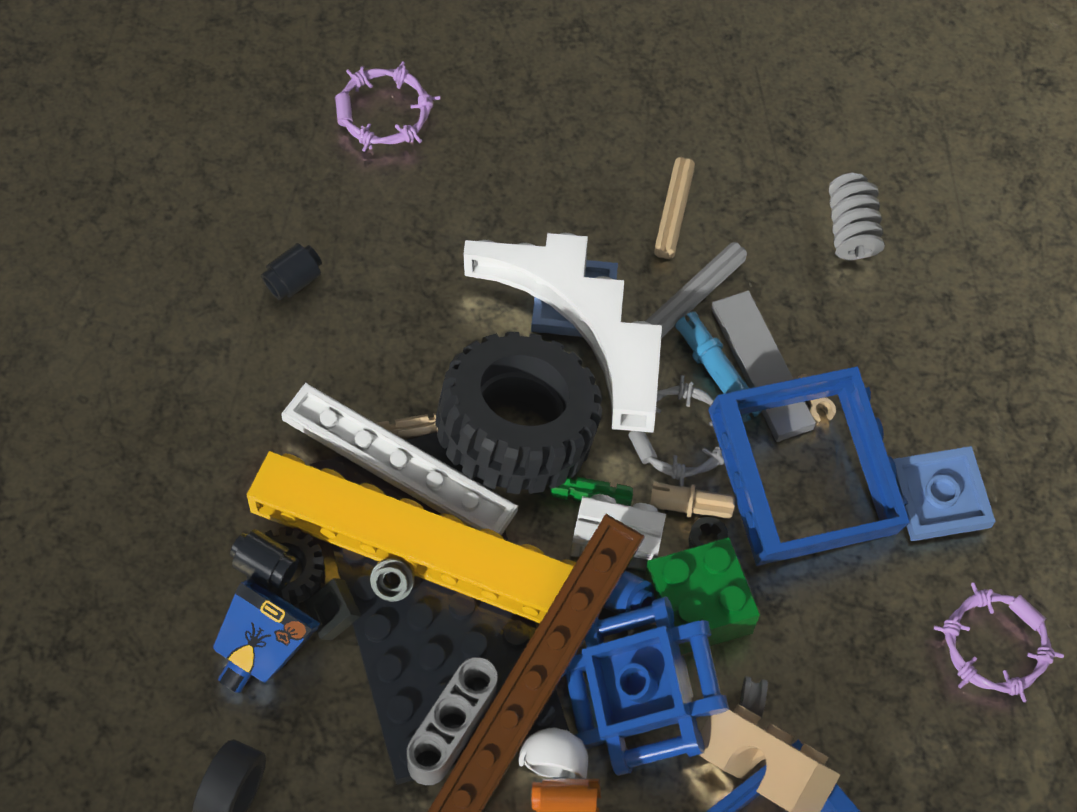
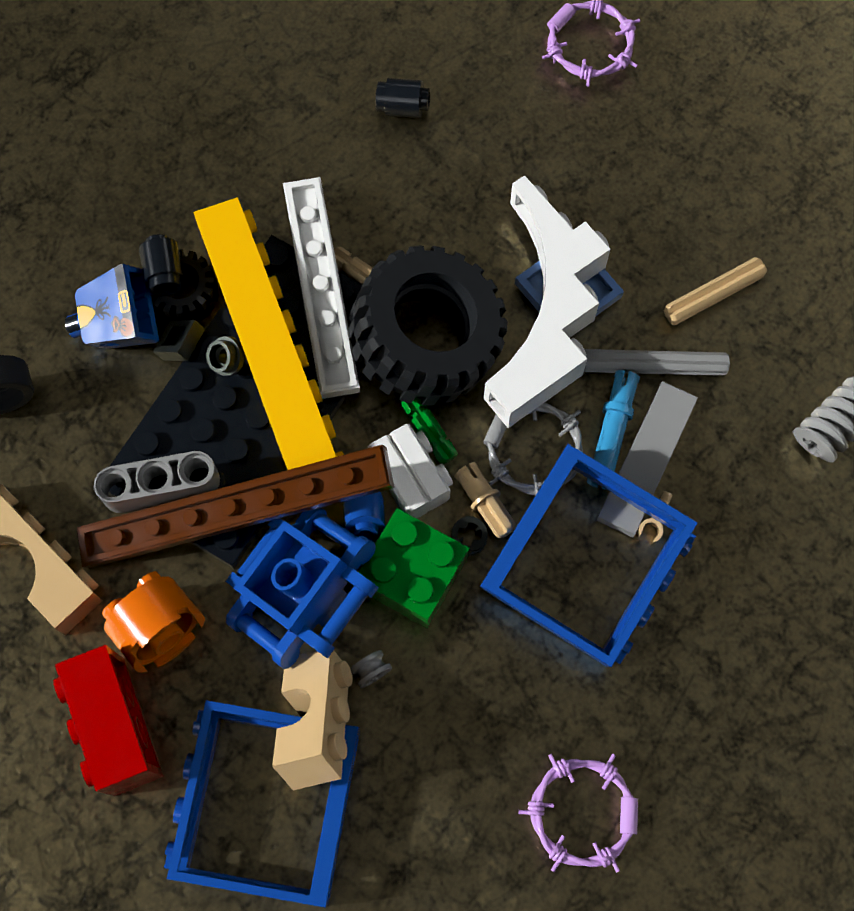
camera: 50 degrees right, 10 degrees up
(555, 754) = (199, 571): white hair -> none
(943, 493) = (668, 672): medium blue plate -> none

